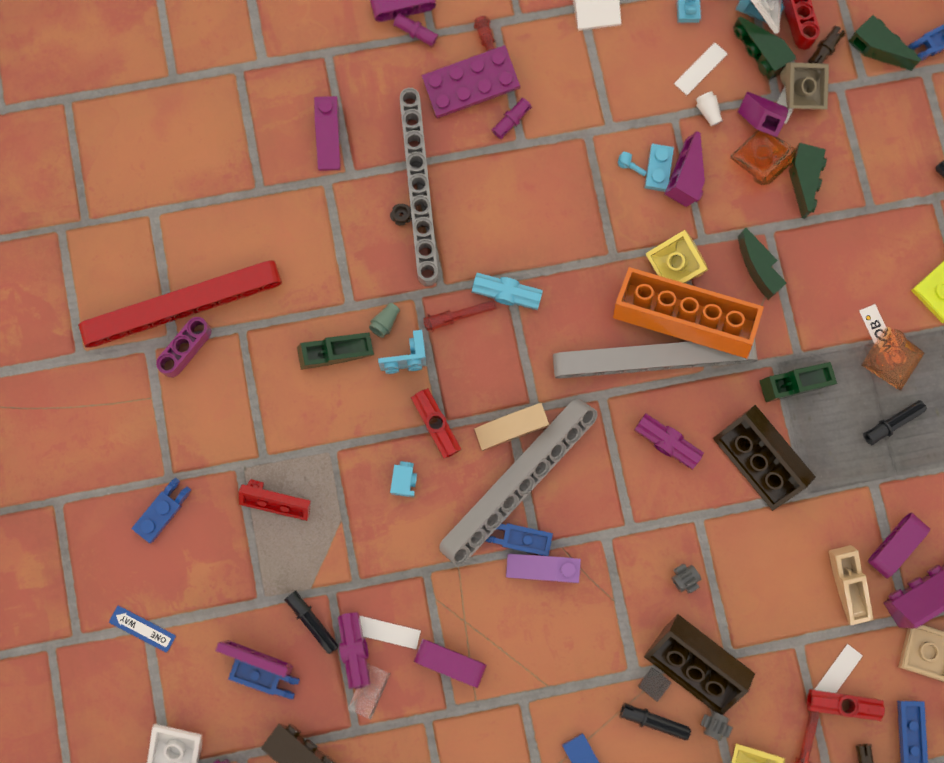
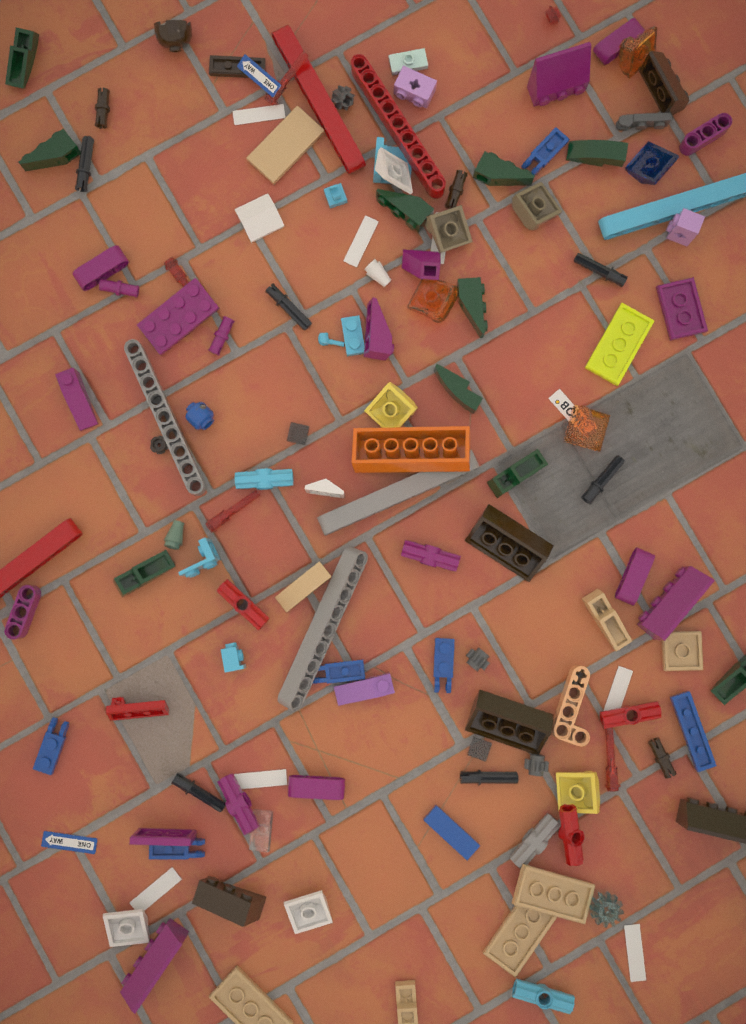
camera: 15 degrees left, 5 degrees up
(223, 719) = (156, 890): none -> white sticker
(458, 196) = (199, 415): none -> blue head
(561, 254) = (298, 433): none -> clear smoke tile
(574, 323) = (325, 488): none -> white slope
(597, 112) = (282, 301): none -> black axle
(644, 569) = (443, 662): none -> blue hinge
(782, 669) = (574, 703): none -> light nougat beam
(910, 93) = (535, 206): none -> dark tan slope

